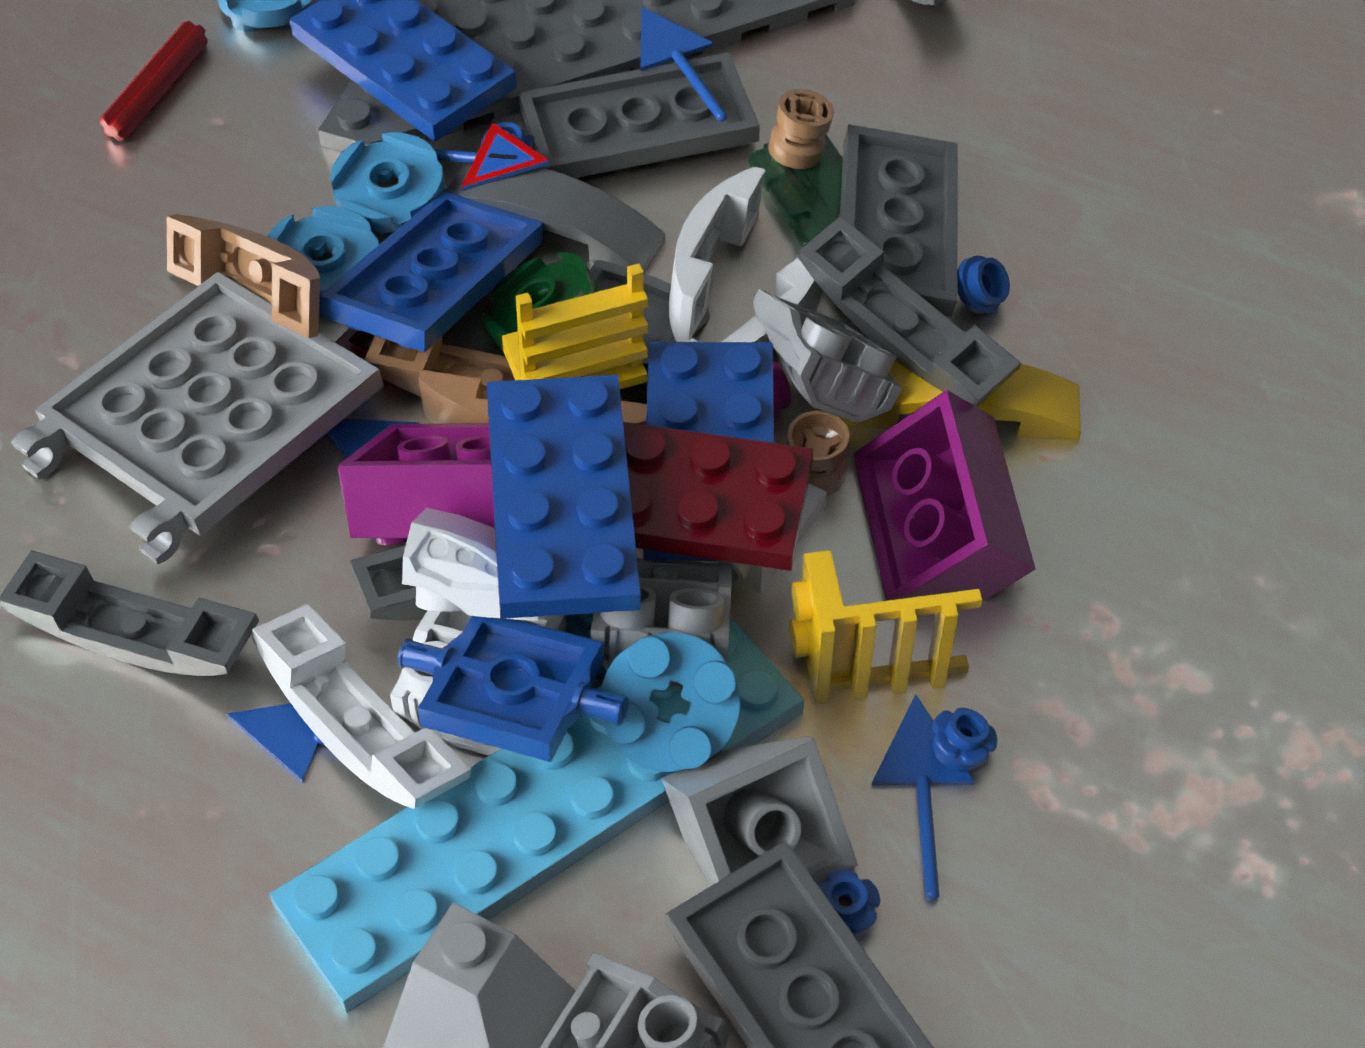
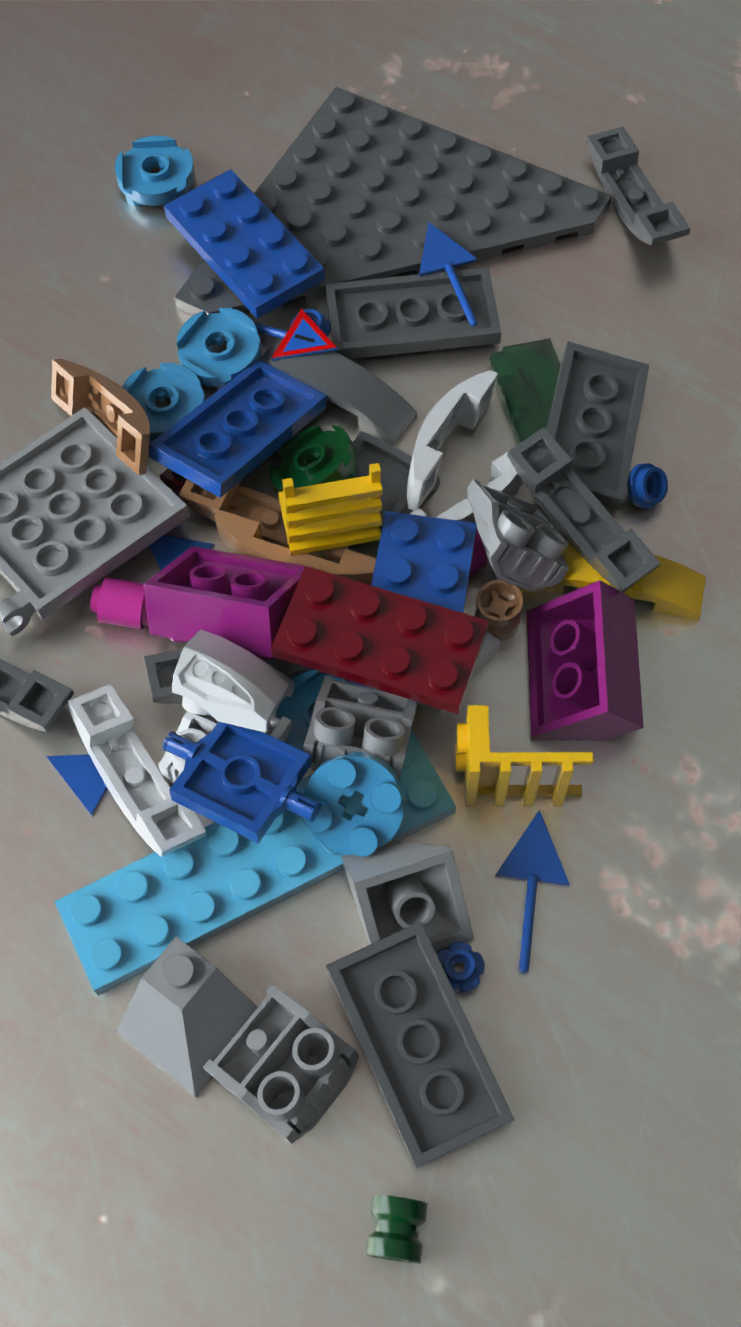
camera: 10 degrees right, 10 degrees up
(153, 81) = (61, 241): red axle -> none
(306, 505) = (120, 603): none -> dark pink brick
(561, 497) = (295, 639): blue plate -> none
(801, 127) = (531, 340): medium nougat wheel -> none
(962, 739) = (558, 860): blue plate -> none

